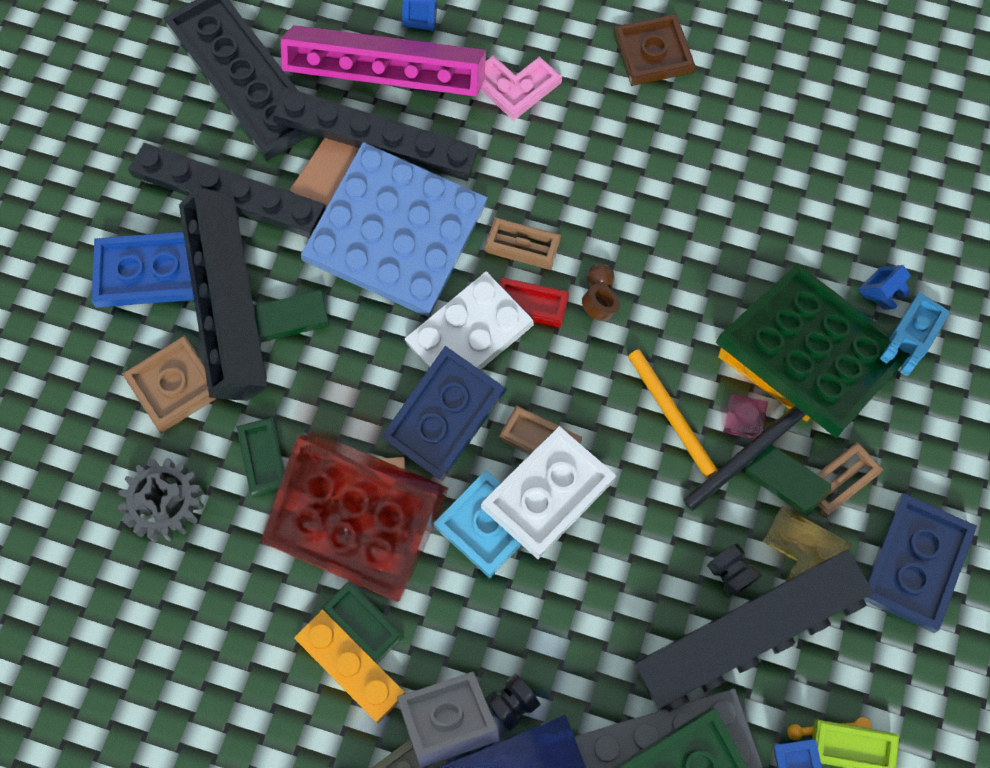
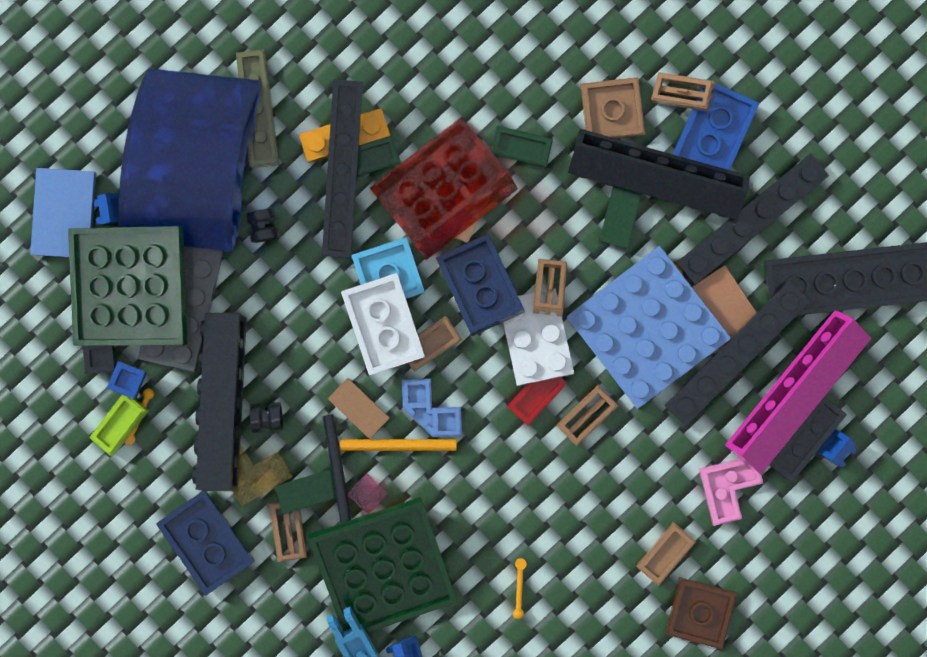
camera: 120 degrees right, 20 degrees up
(130, 313) = (679, 102): none -> medium nougat tile
(146, 493) = (512, 61): dark grey gear -> none
(388, 640) = (342, 168): none -> black plate
(423, 315) = (548, 307): none -> medium nougat tile
(427, 30) = (808, 439): none -> black plate
(447, 719) = (273, 178): light grey plate -> none
(600, 300) = (526, 455): reddish brown plate -> none
(614, 415) = (418, 404): none -> medium blue tile
(616, 105) = (665, 553): none -> medium nougat tile
(658, 476) = (358, 408): none -> medium nougat tile
(716, 228) = (520, 564): none -> light orange hinge

